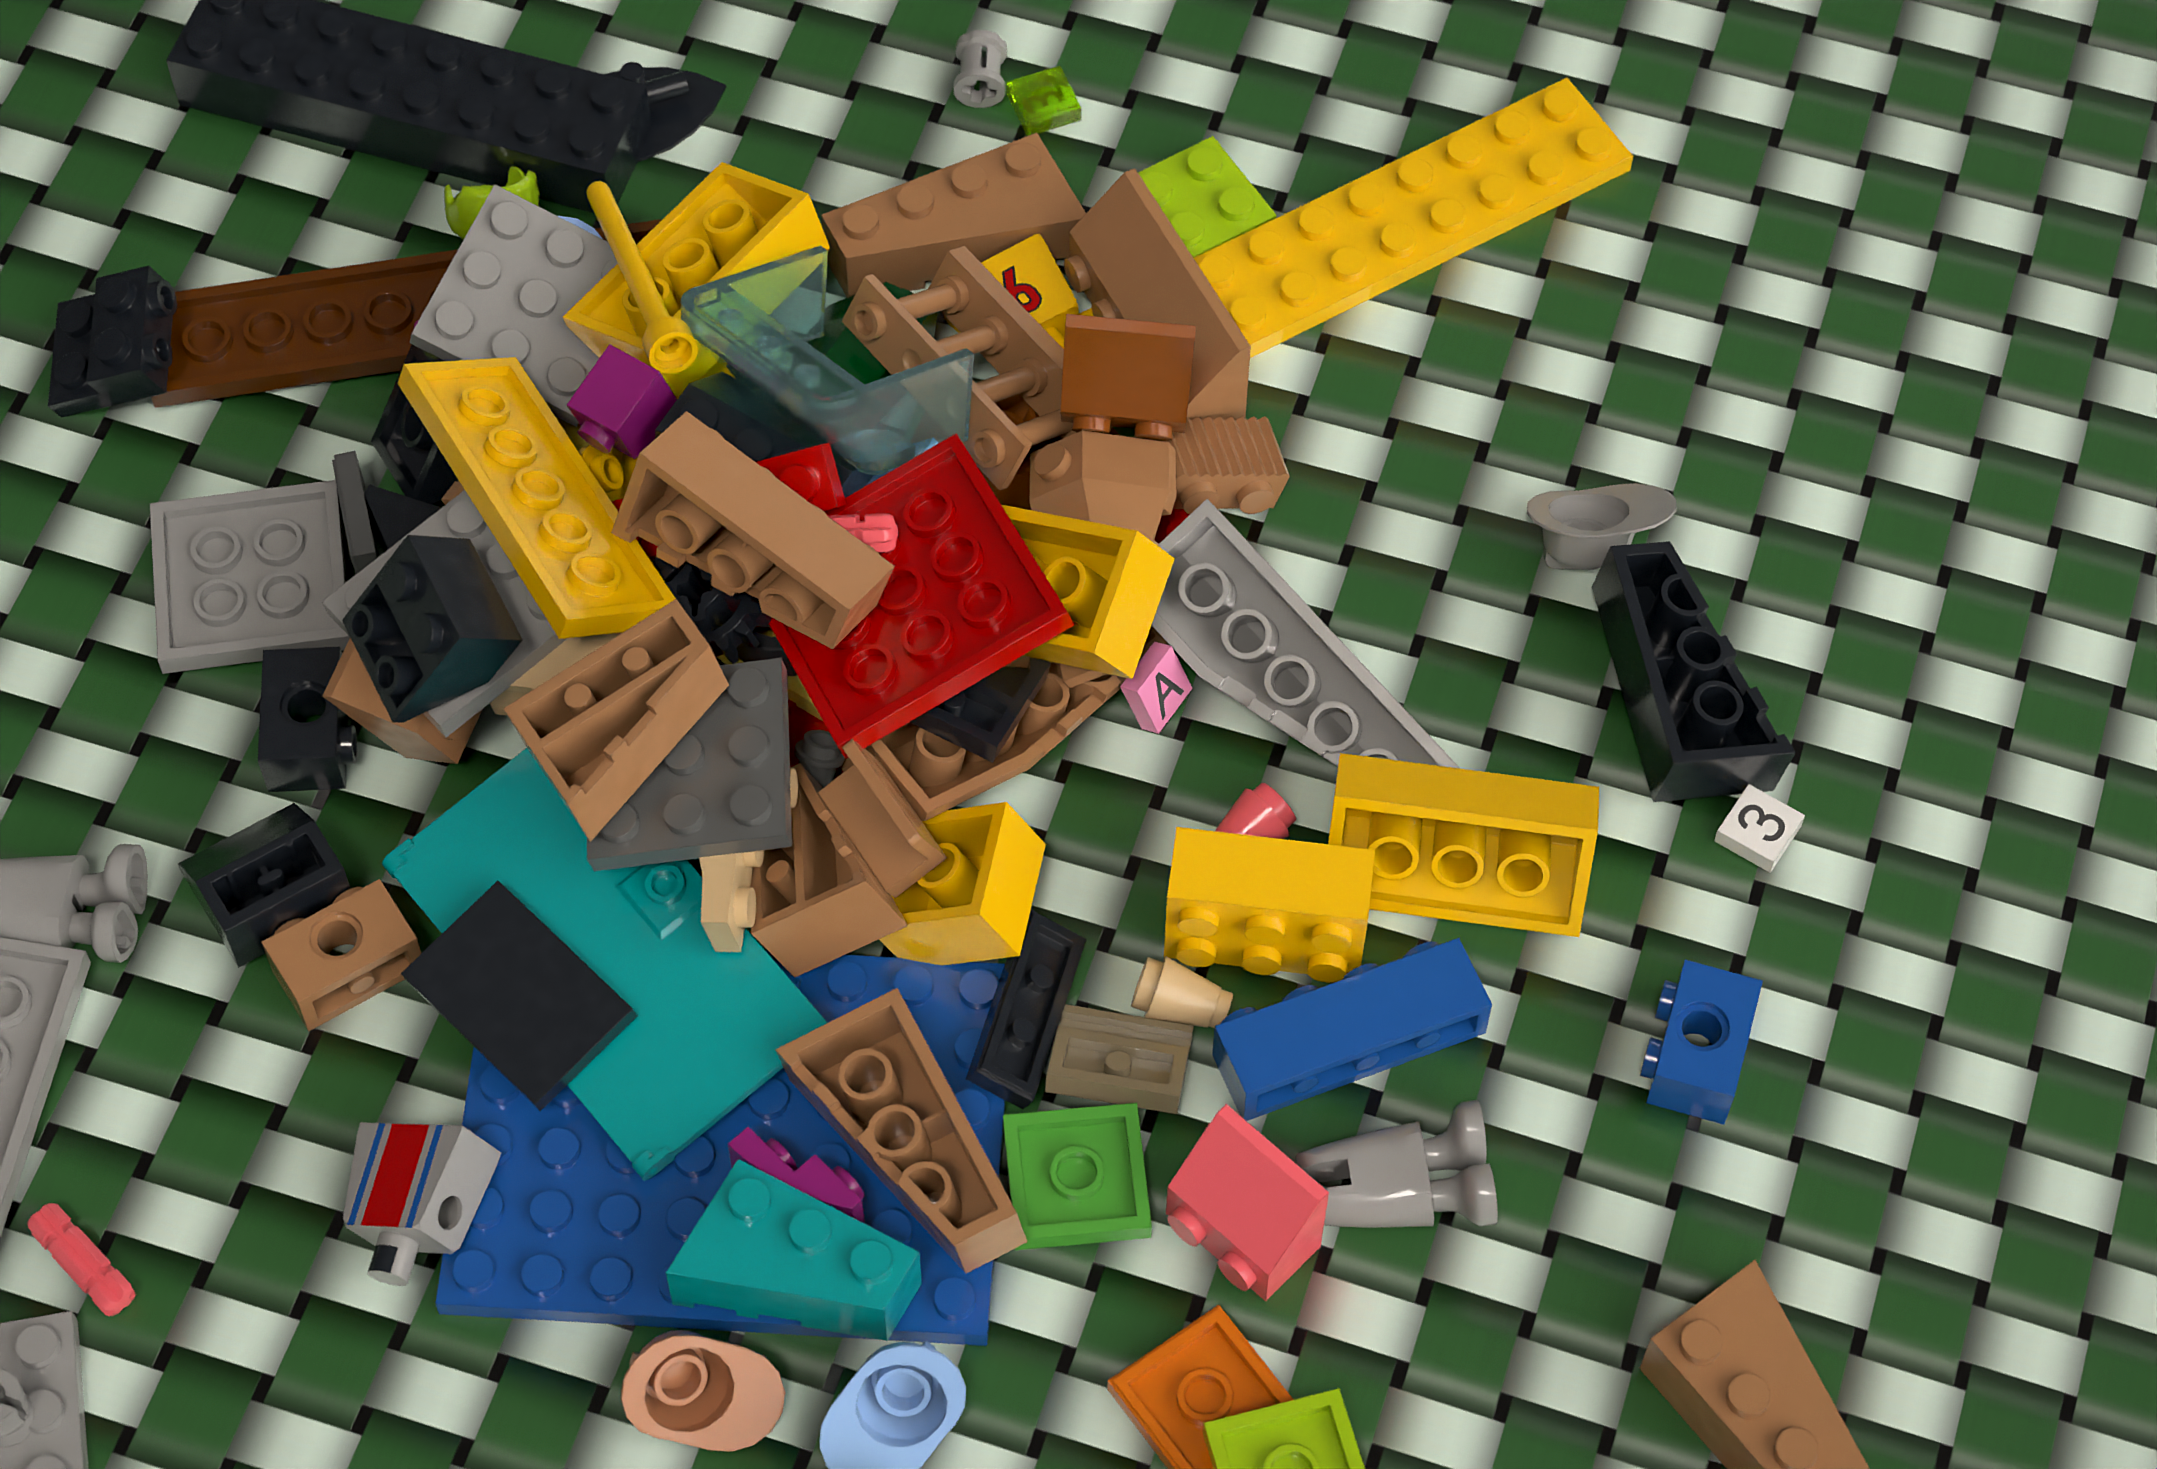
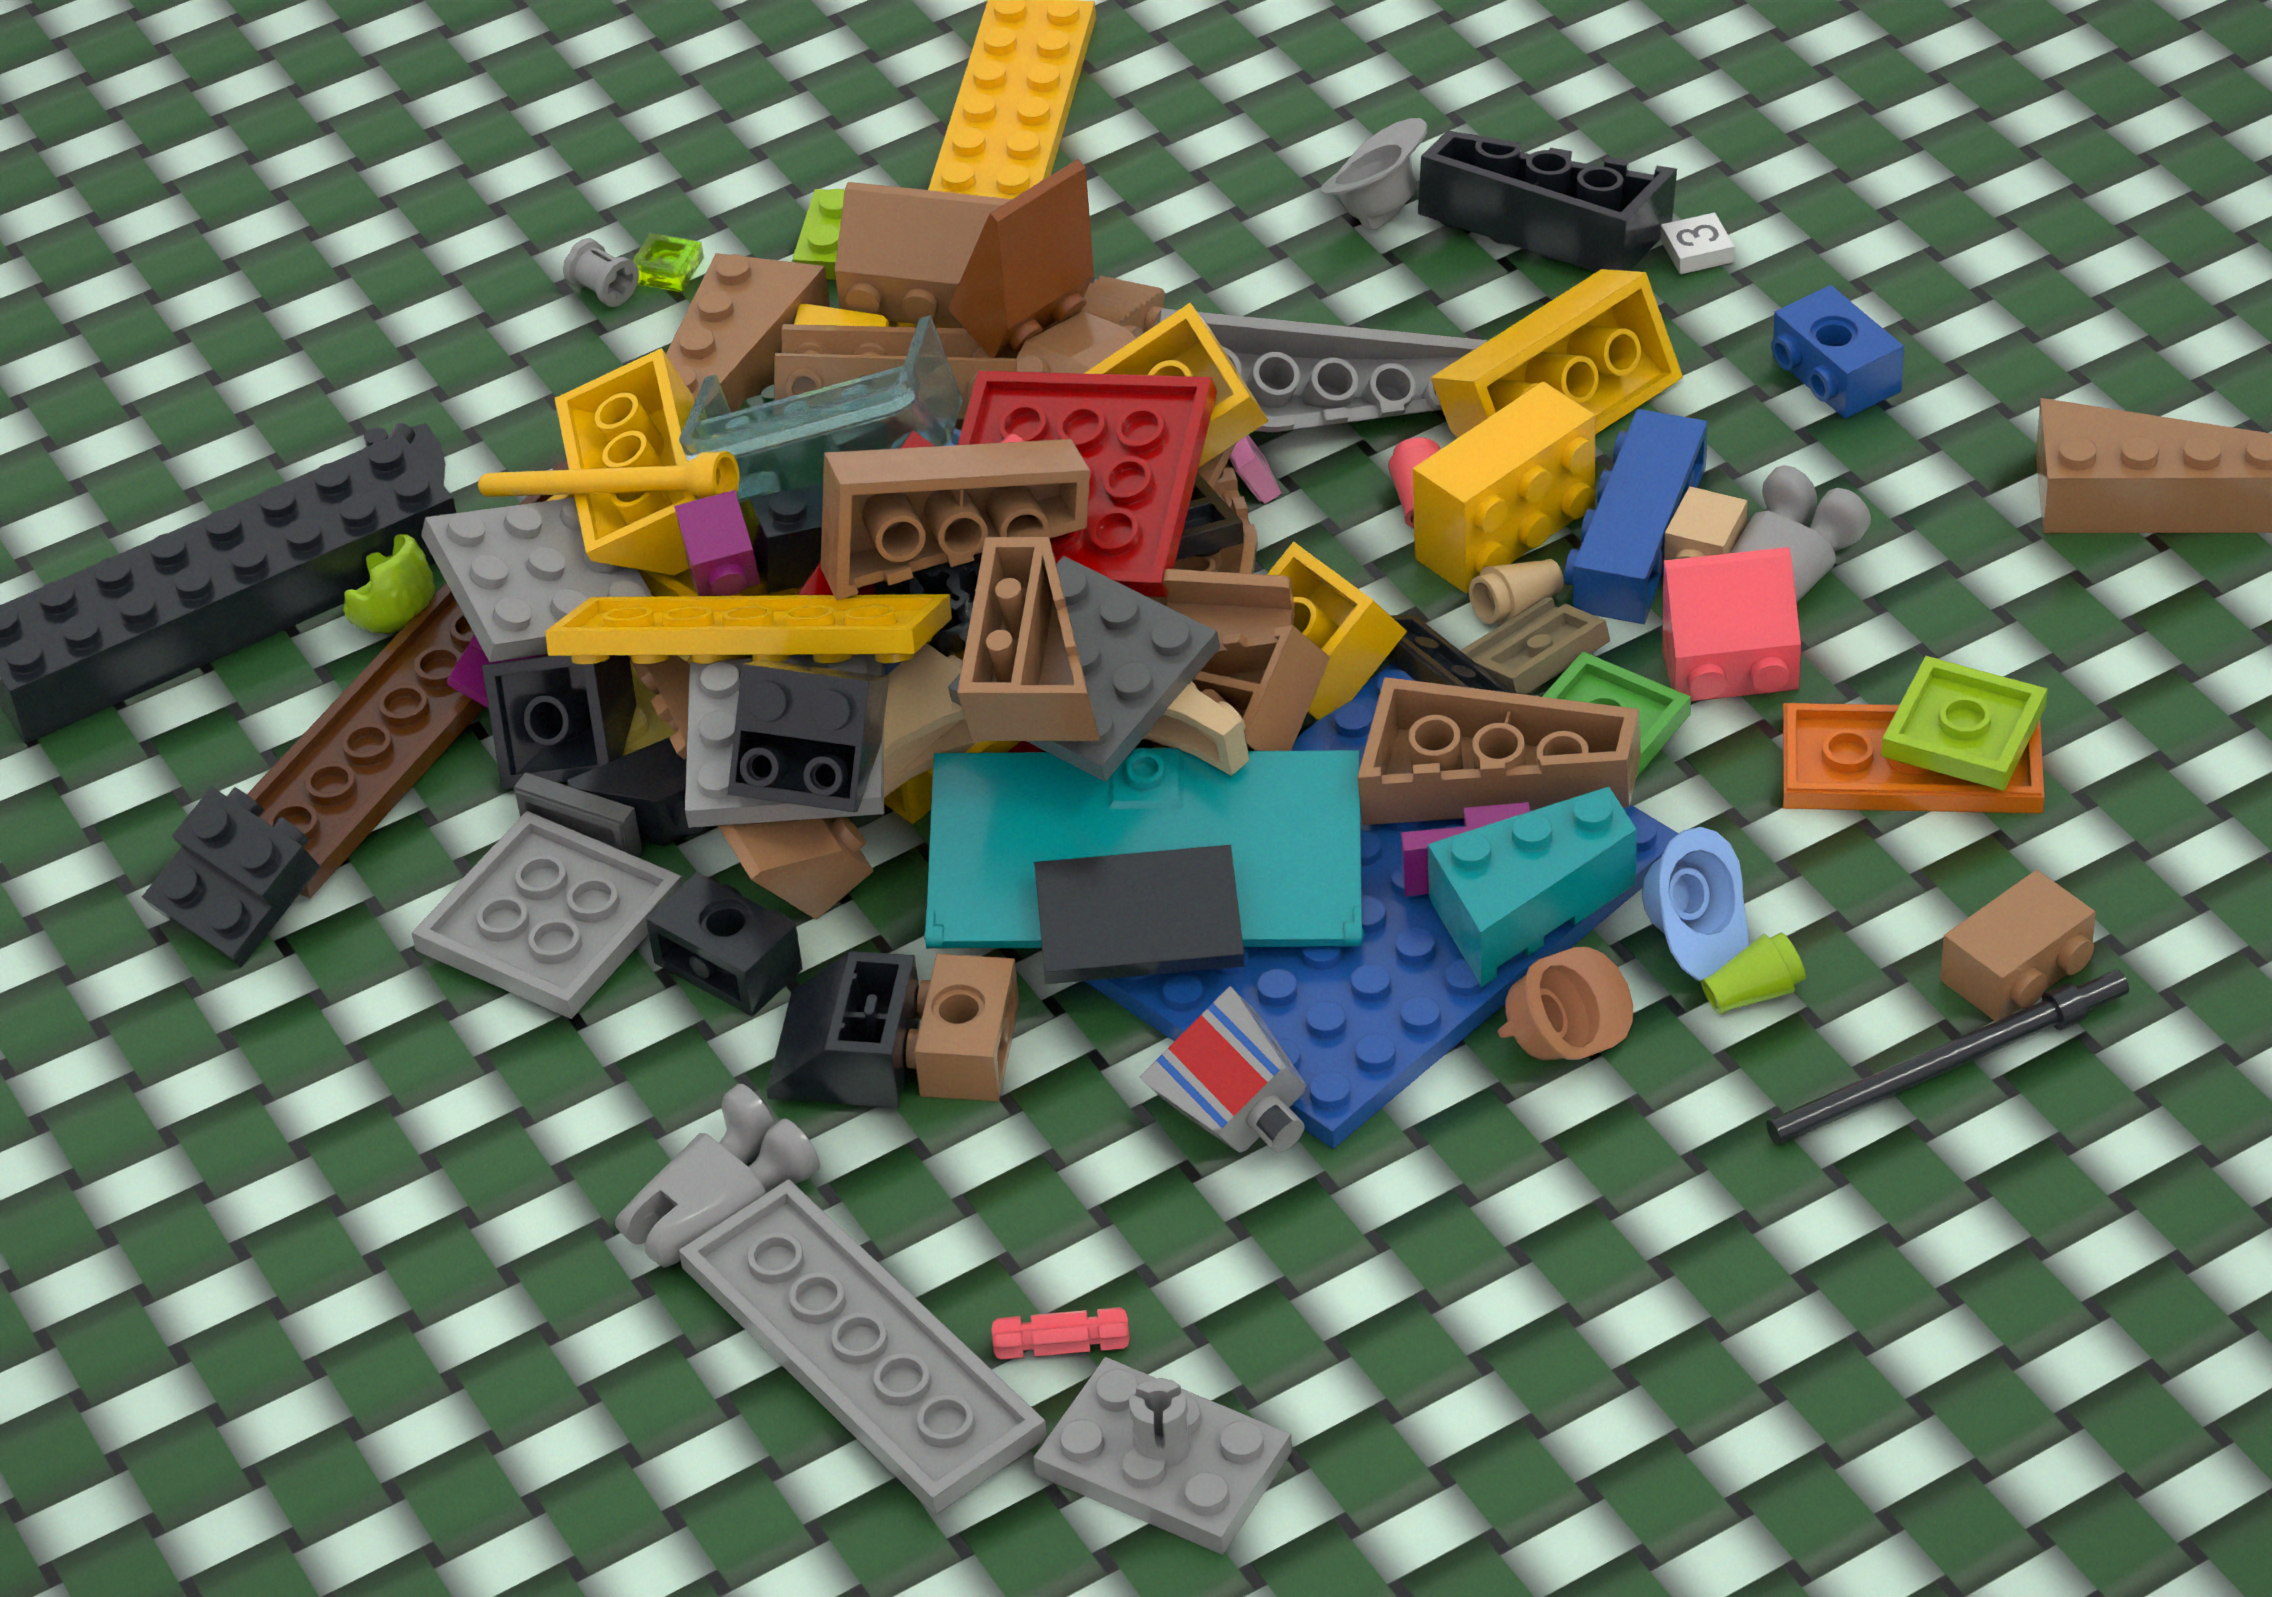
camera: 45 degrees left, 15 degrees down
(1361, 1096) = (1705, 525): none -> tan brick

